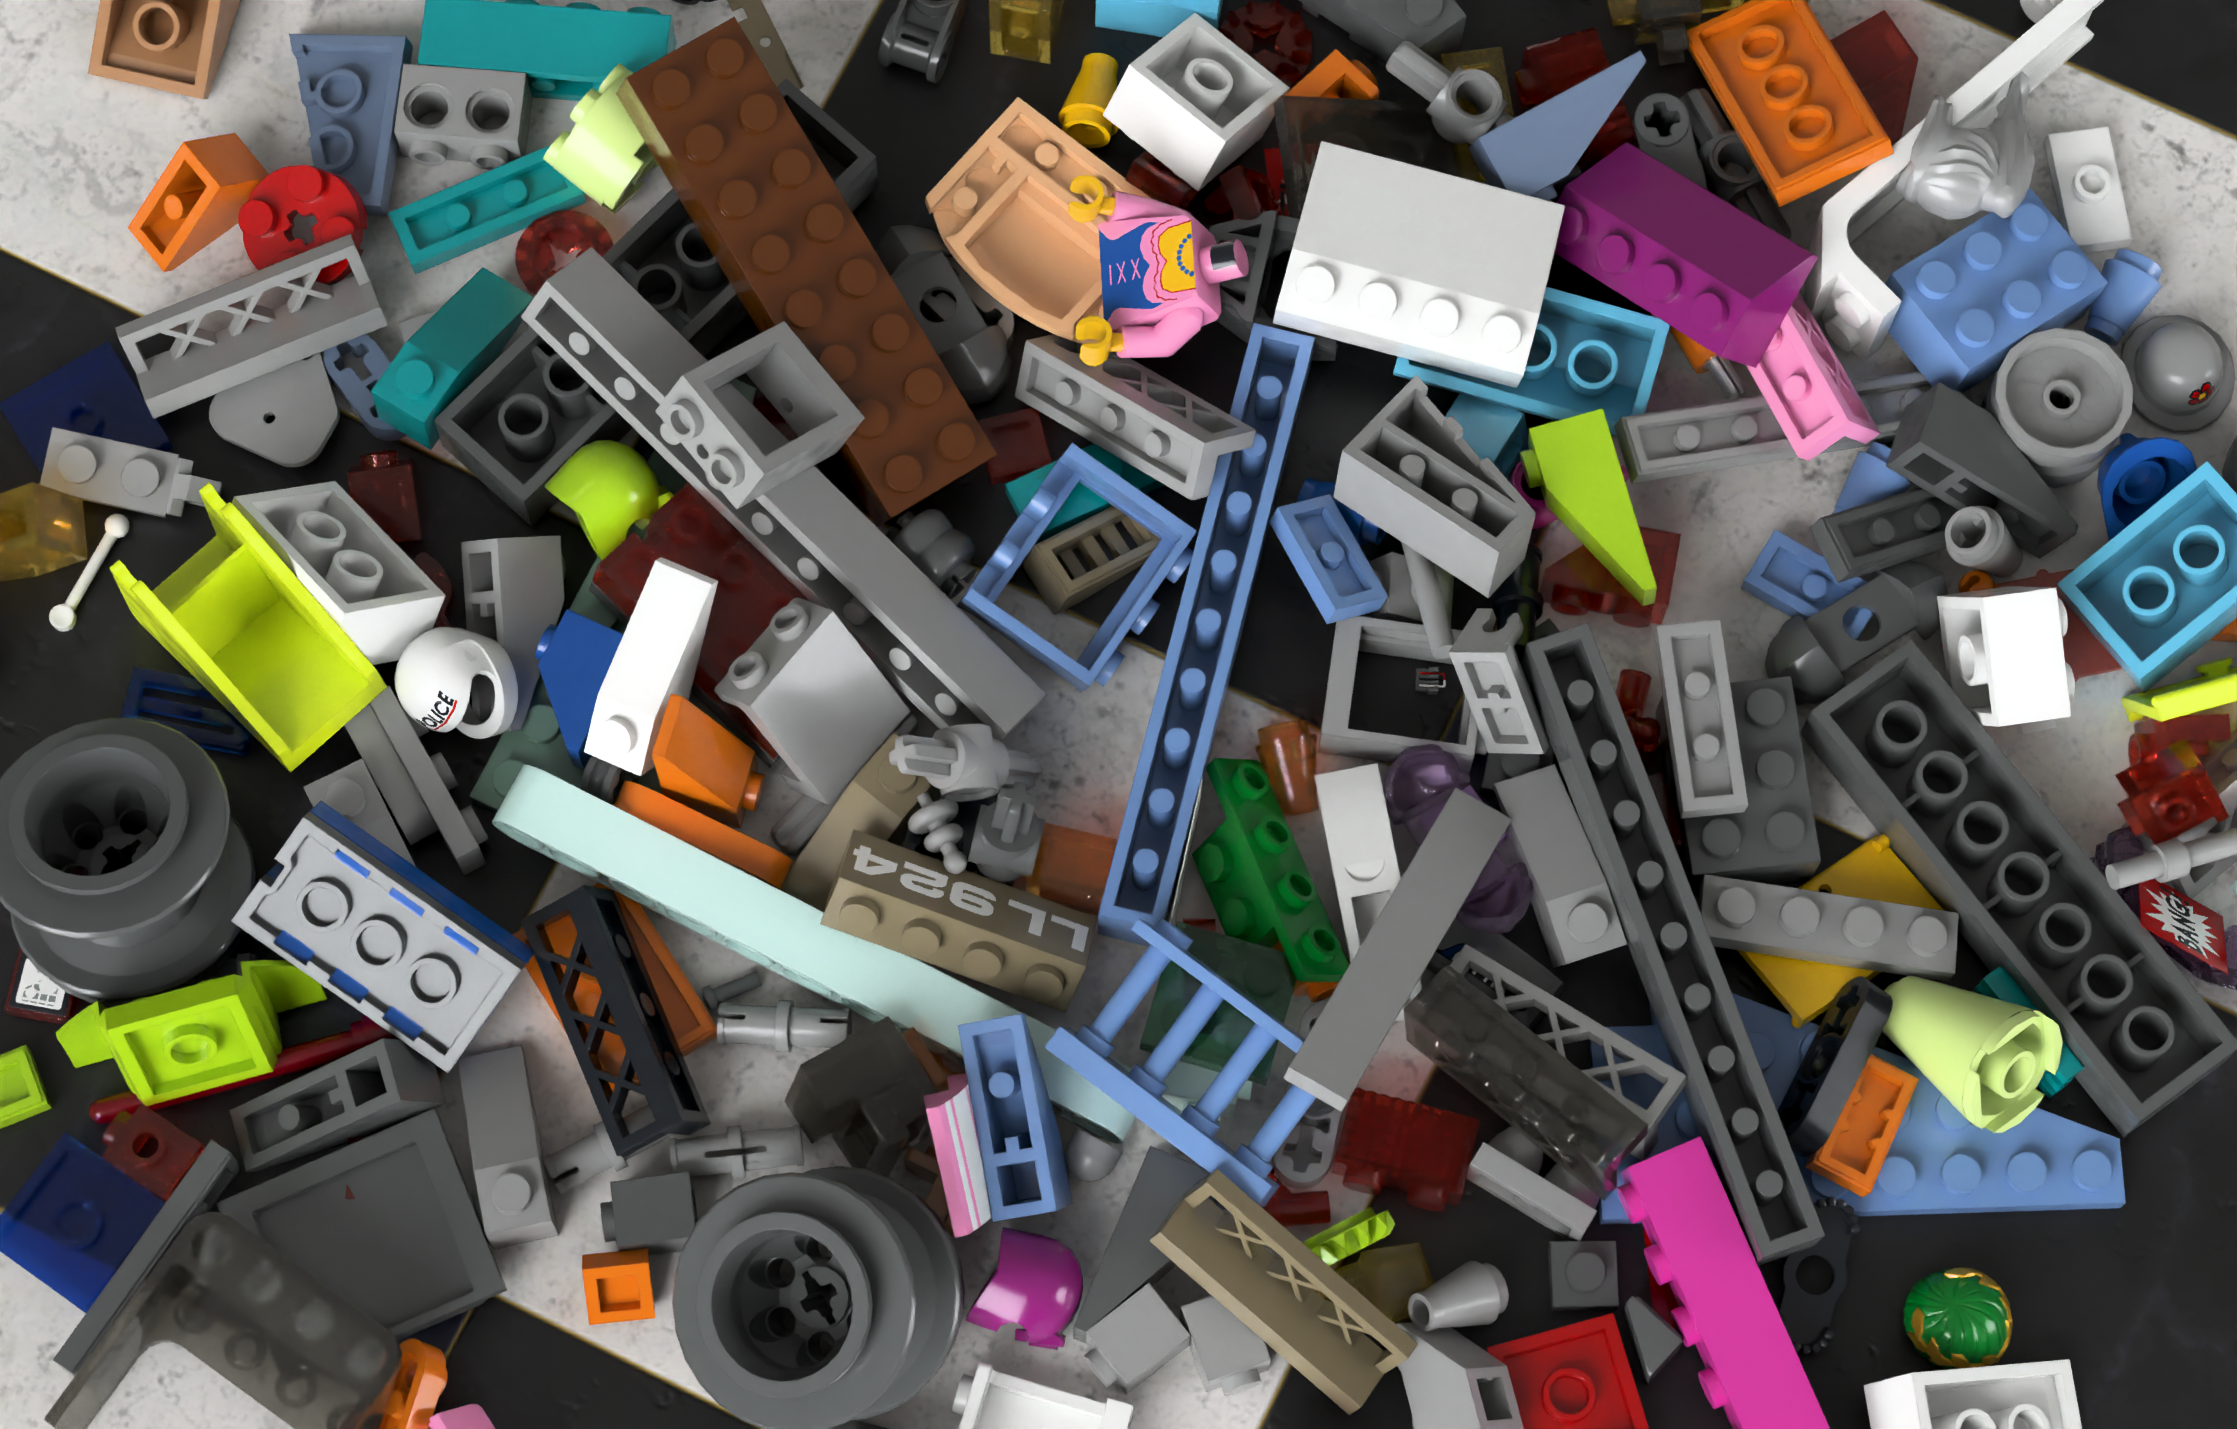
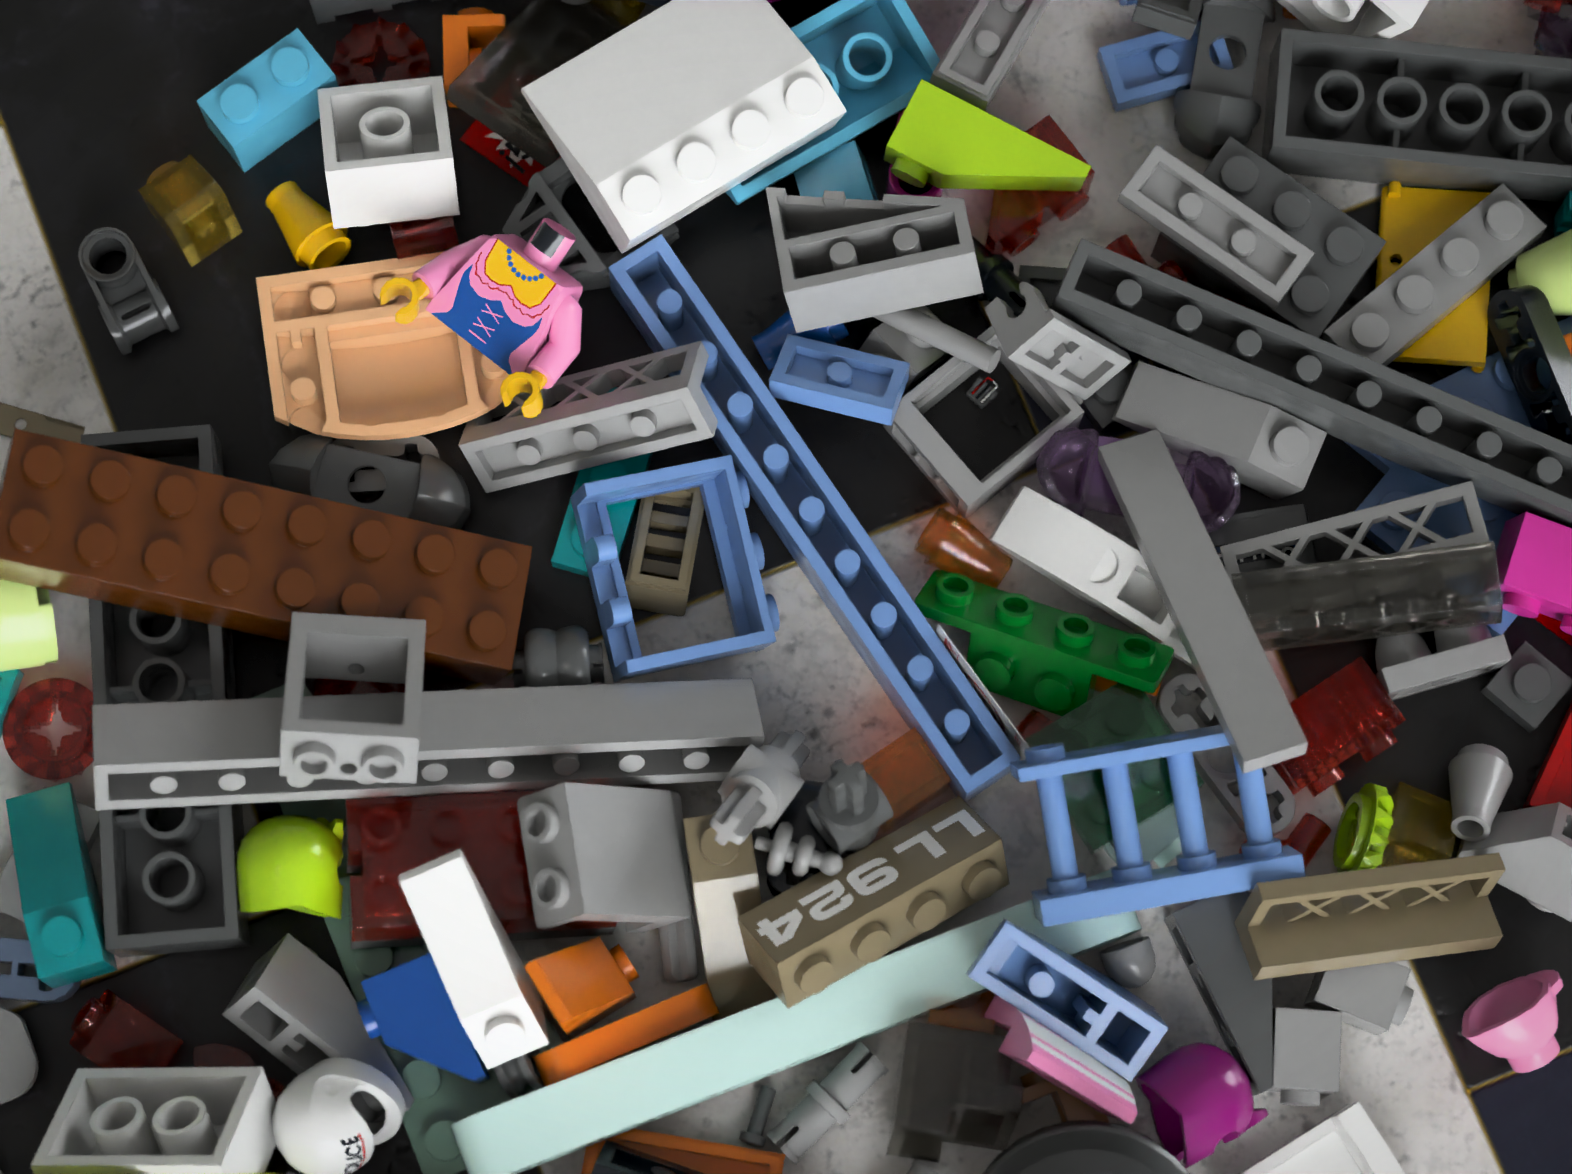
camera: 50 degrees left, 5 degrees up
(1018, 445) = (526, 521): clear red tile -> none
(1244, 192) = (493, 183): clear red tile -> none

